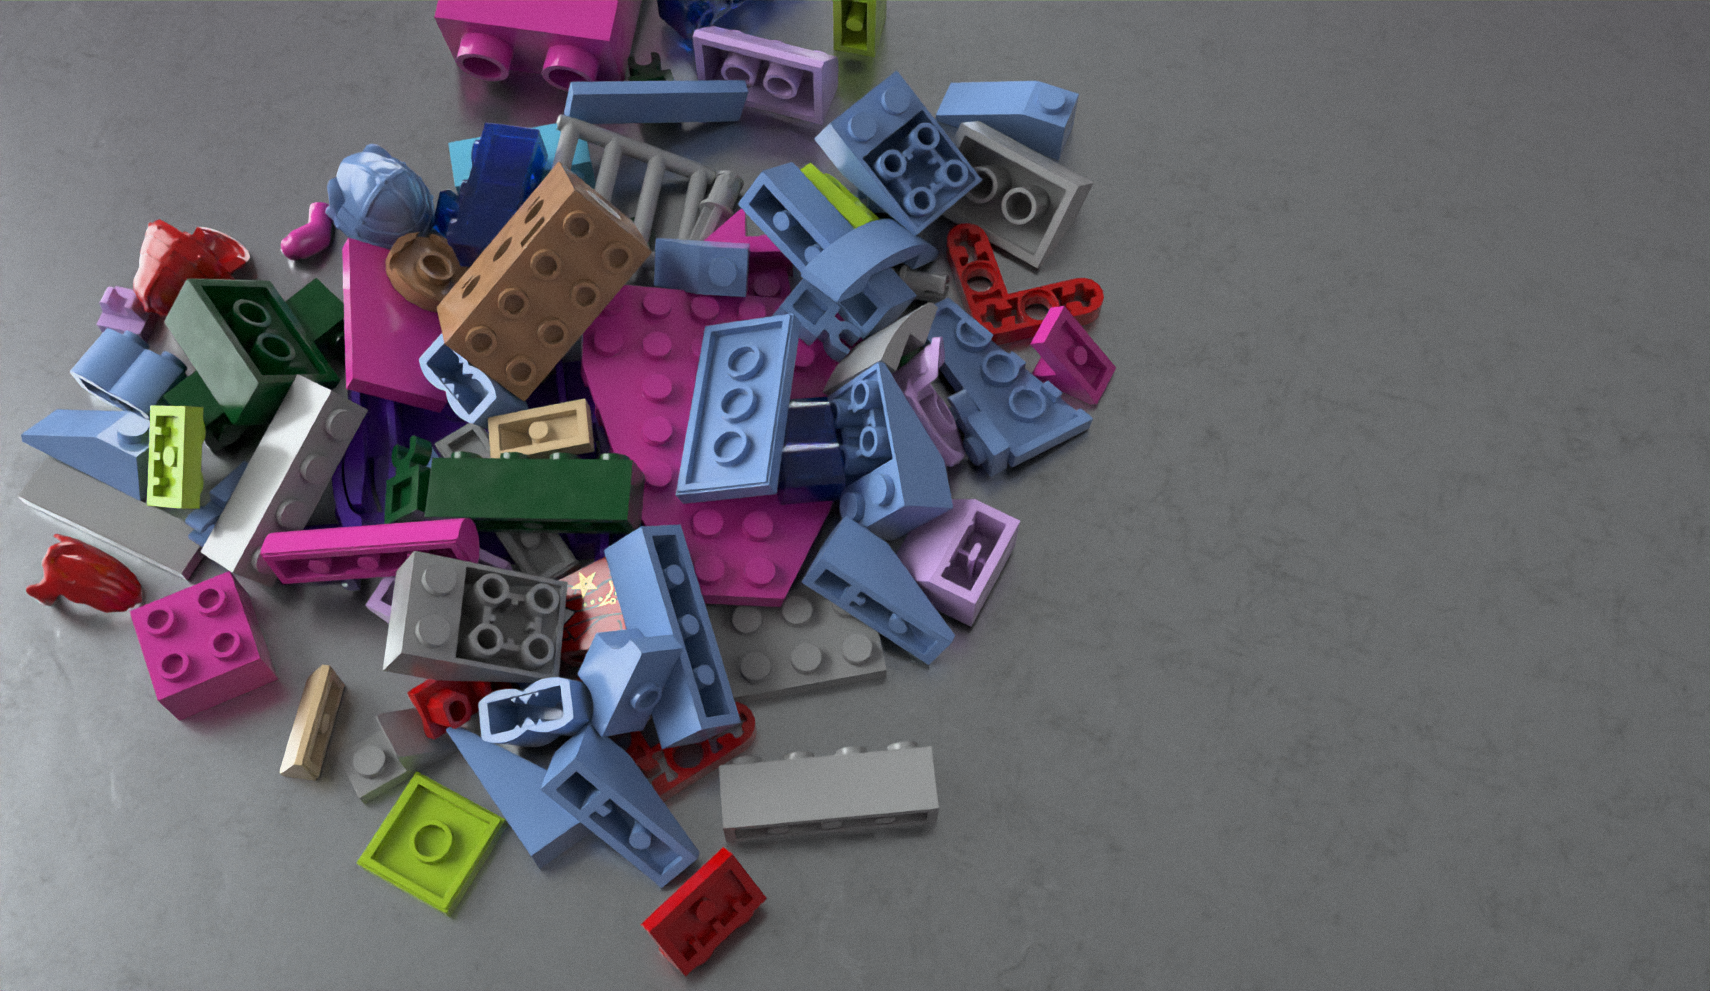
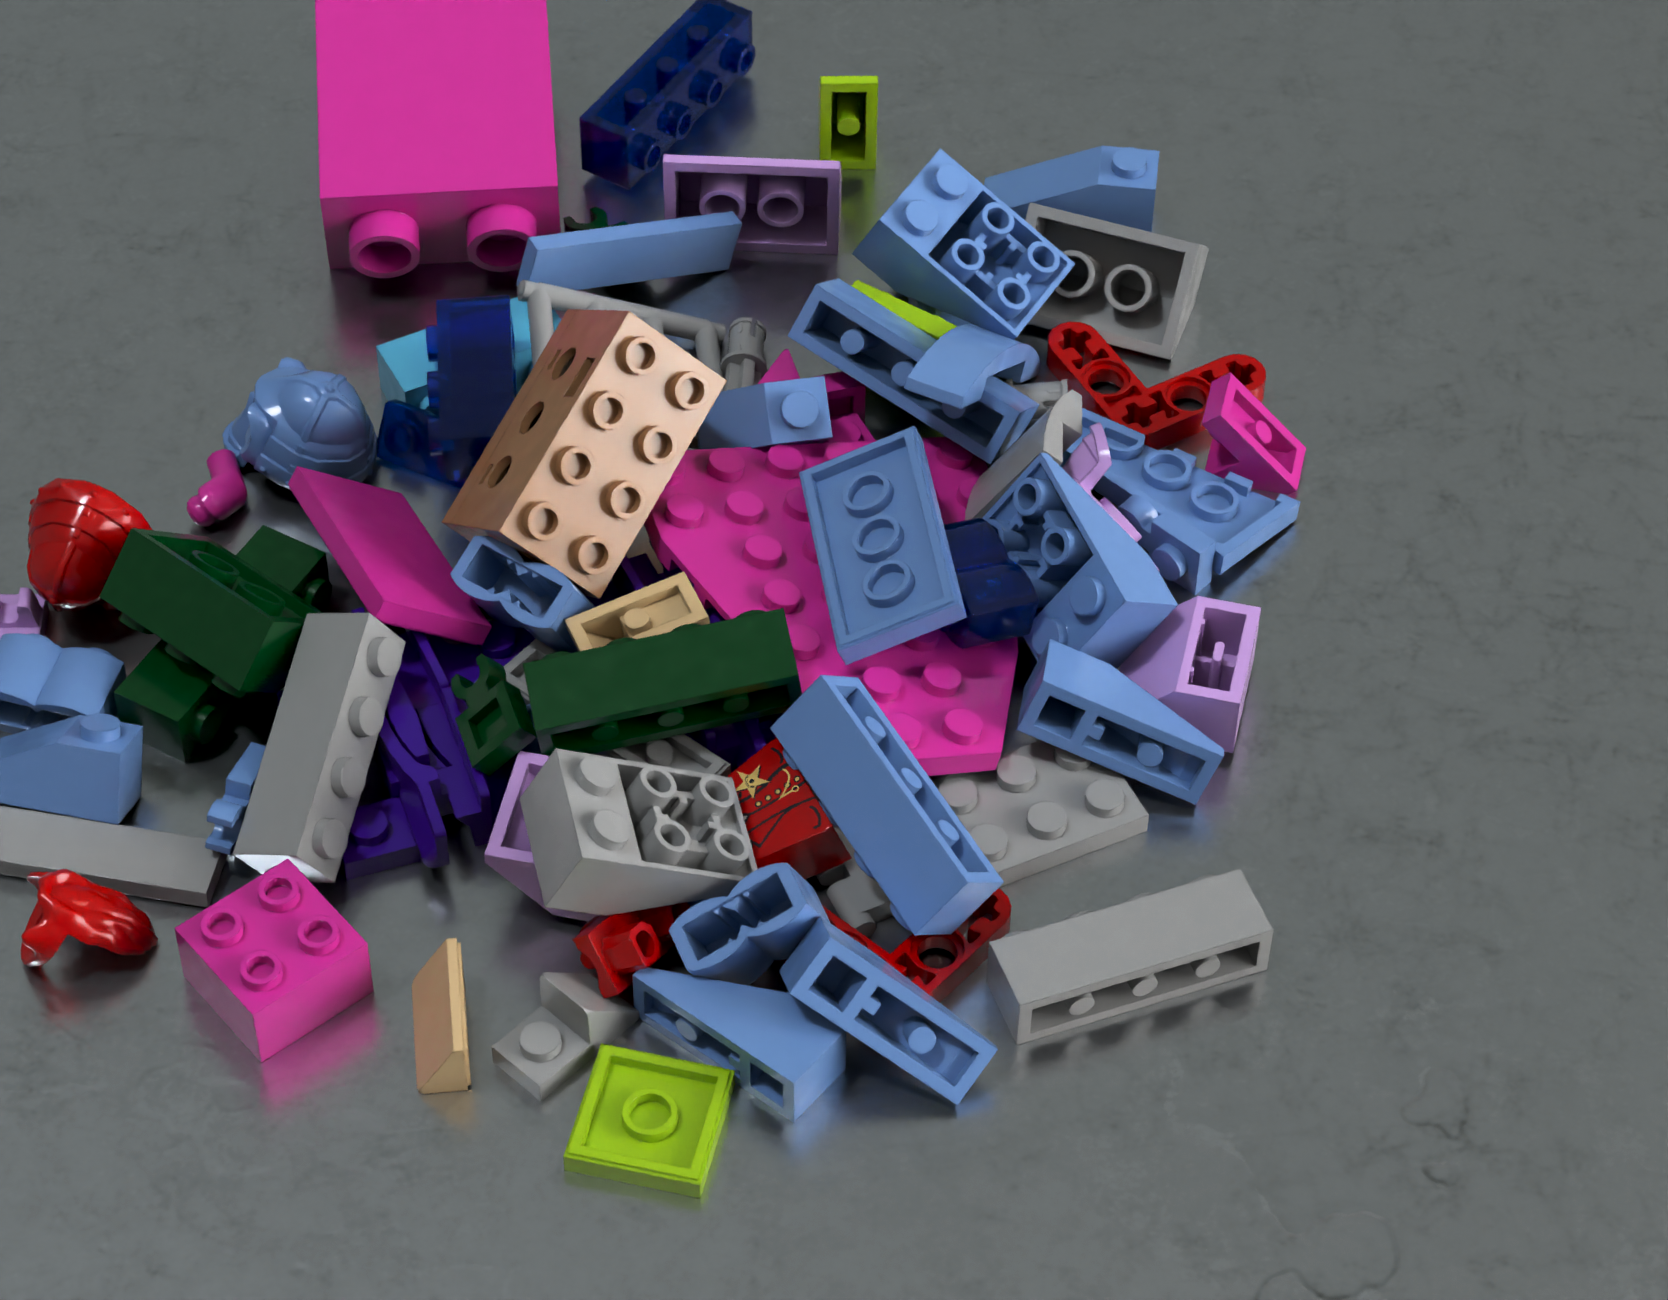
camera: 15 degrees left, 15 degrees down
(175, 456) = (174, 742): lime bracket -> none
(366, 549) = (457, 791): dark pink brick -> none
(423, 269) = (403, 494): medium nougat tile -> none
(627, 677) = (854, 851): medium blue brick -> none
(704, 912) = (1029, 1099): red bracket -> none
(817, 320) = (956, 462): medium blue plate -> none

